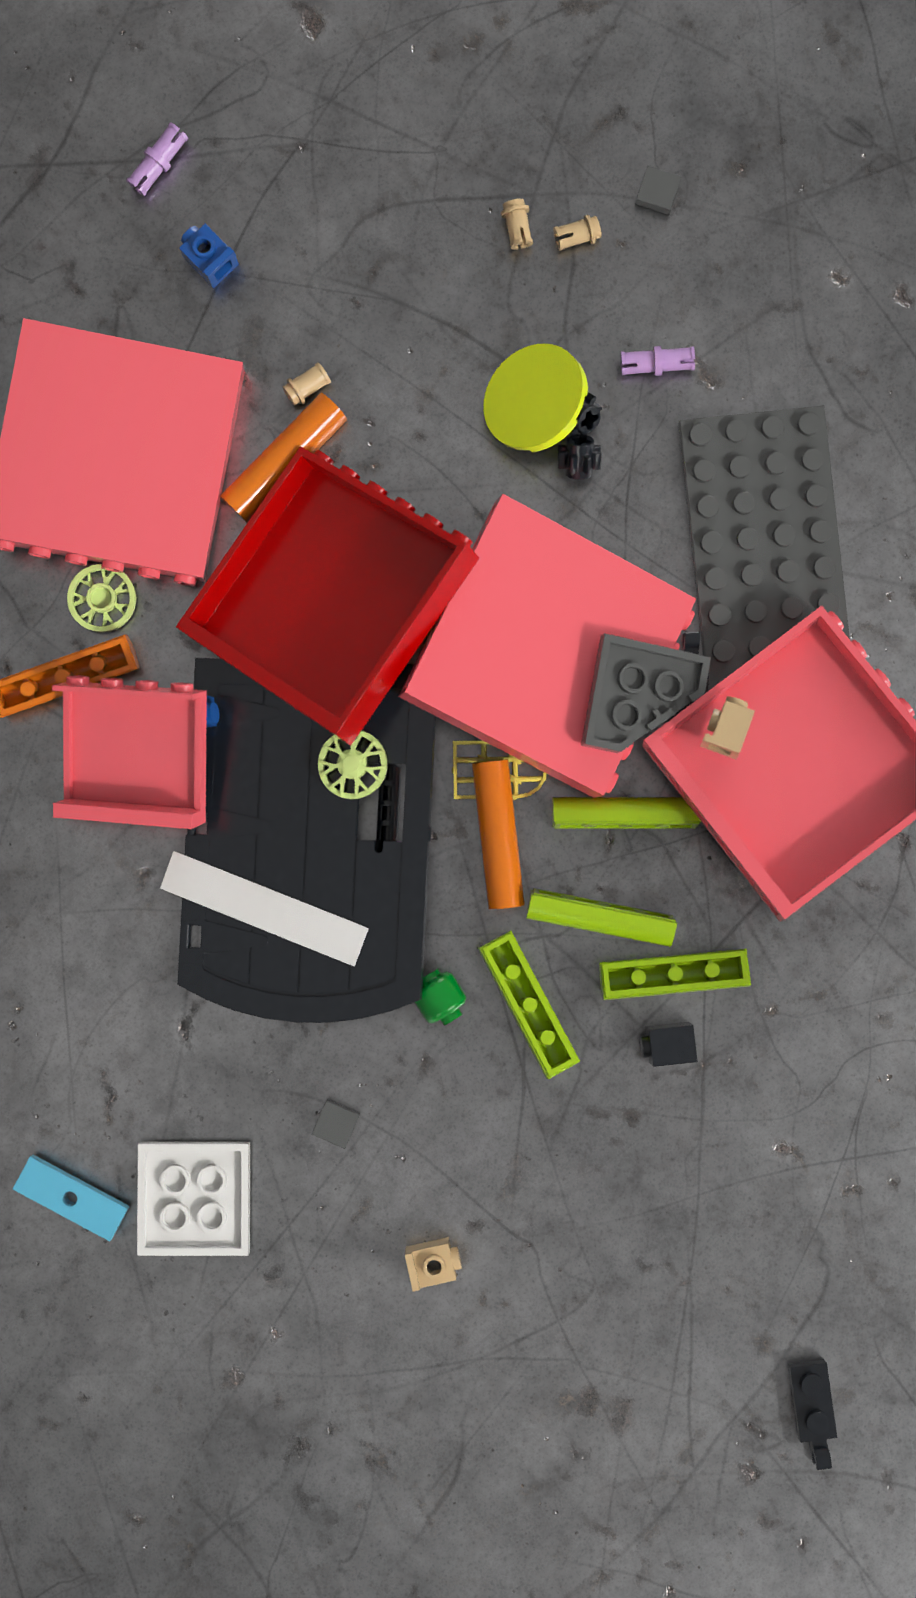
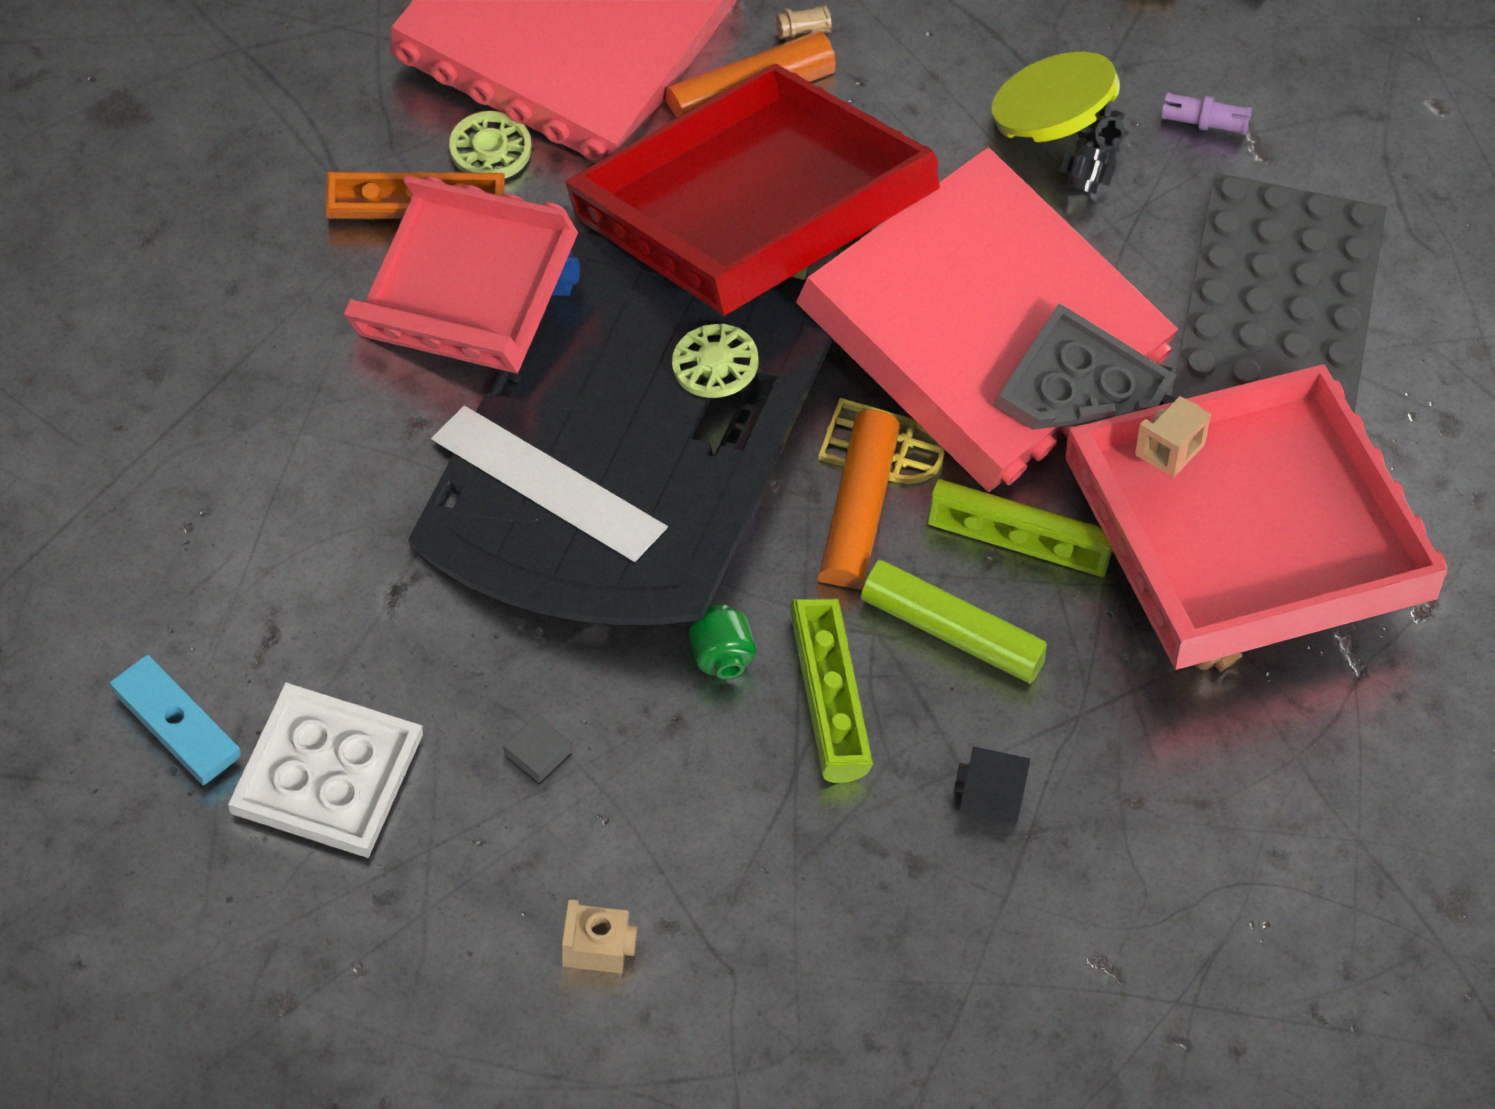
camera: 10 degrees right, 30 degrees down
(674, 974) = (1025, 710): lime brick -> none

